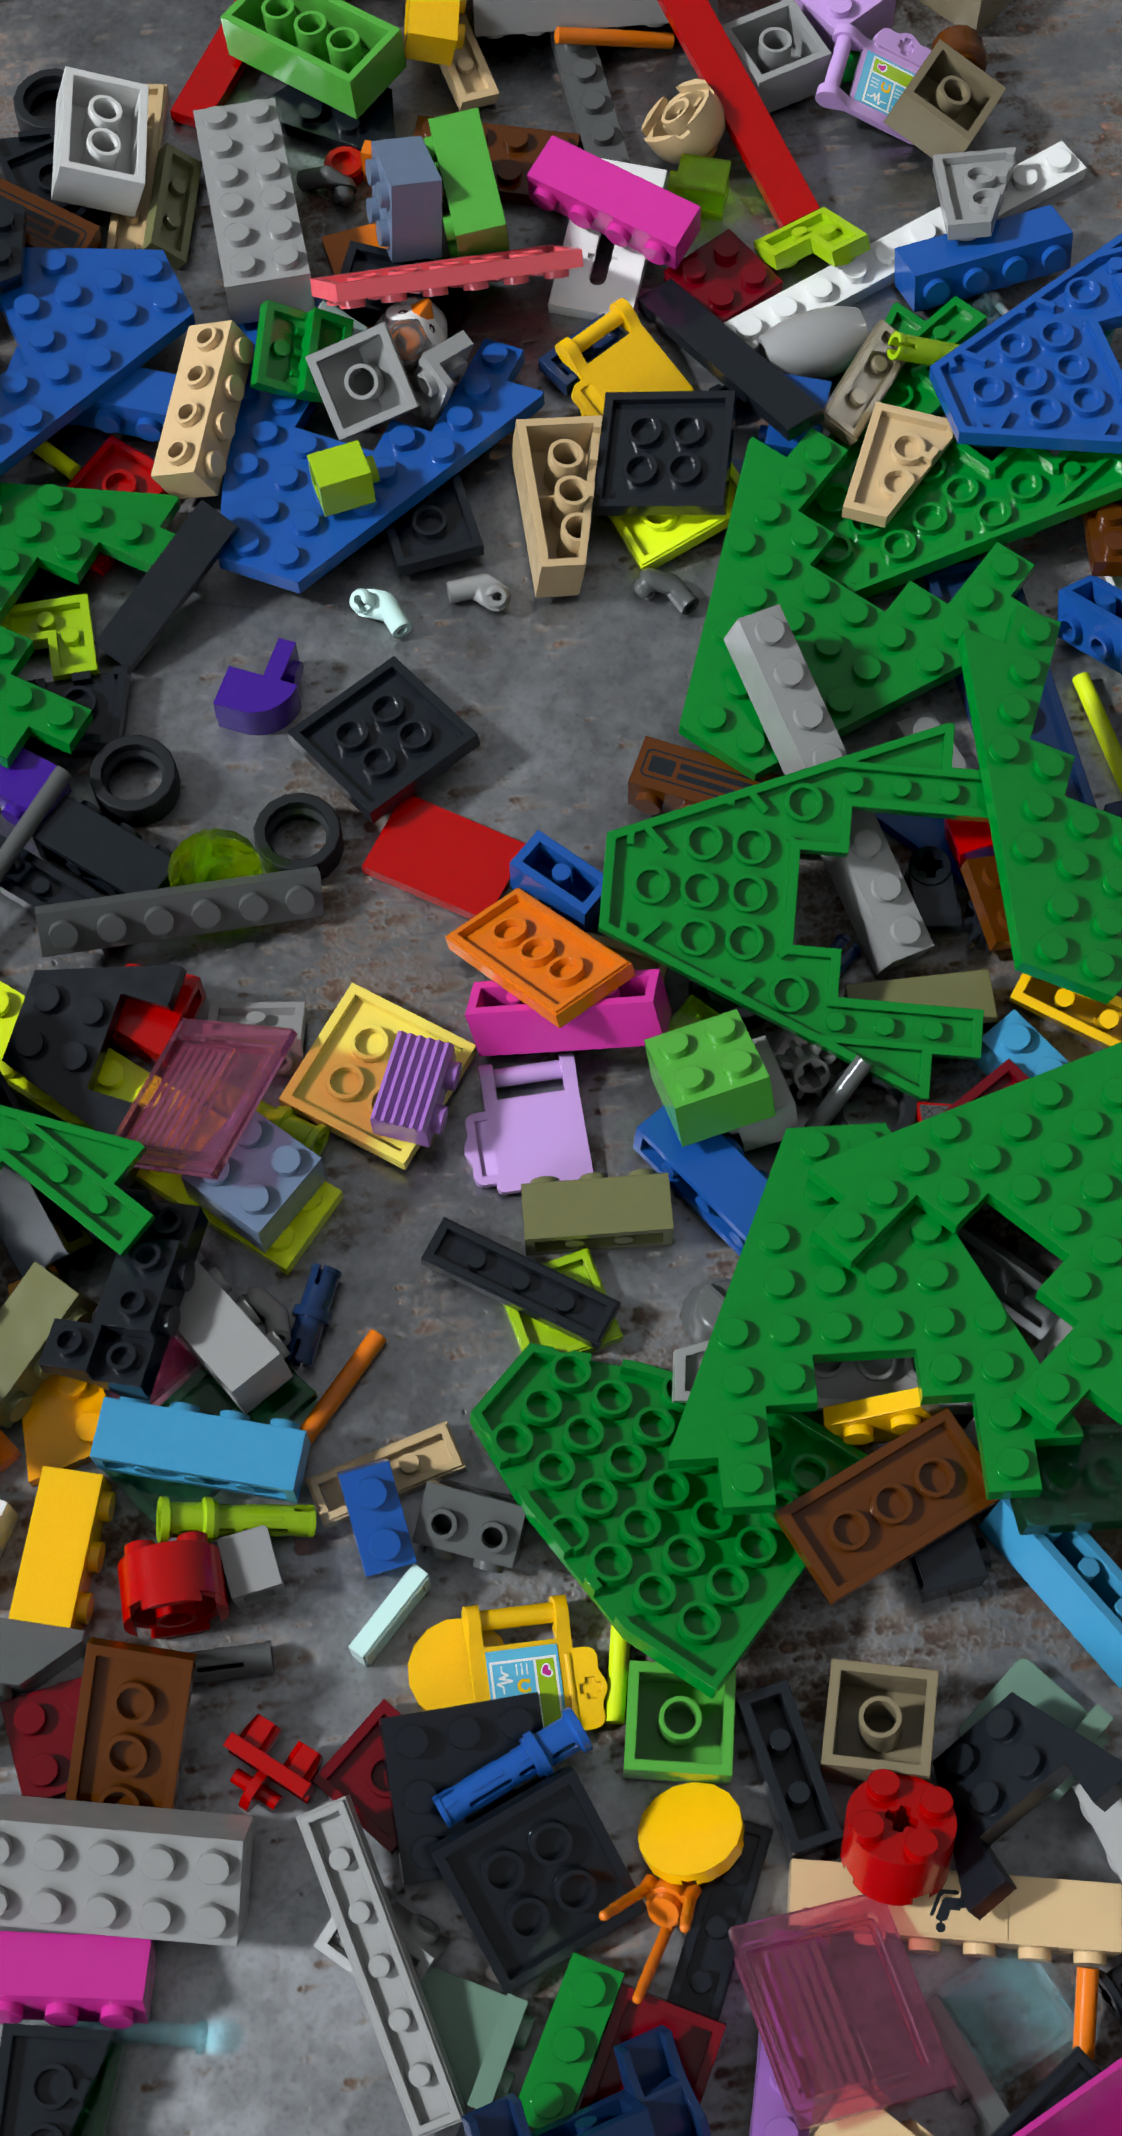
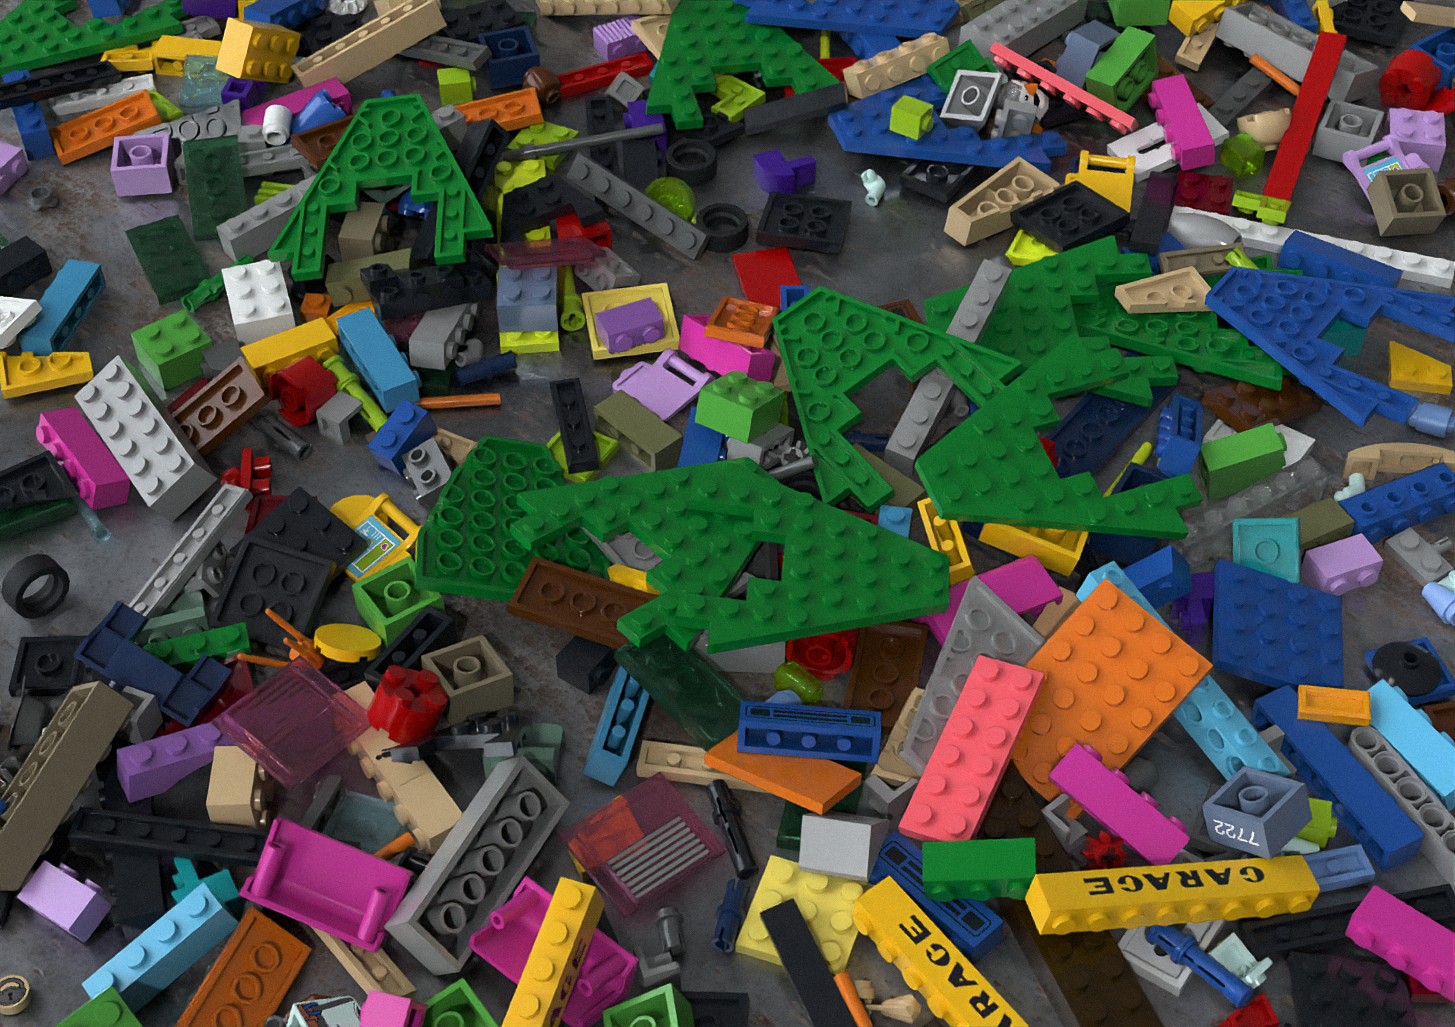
camera: 50 degrees right, 20 degrees down
(390, 1615) = (361, 476): light aqua tile -> none
(480, 588) = (925, 211): light grey arm -> none
(533, 1757) = (325, 547): blue pin -> none
(972, 189) = (1368, 236): light grey wing -> none

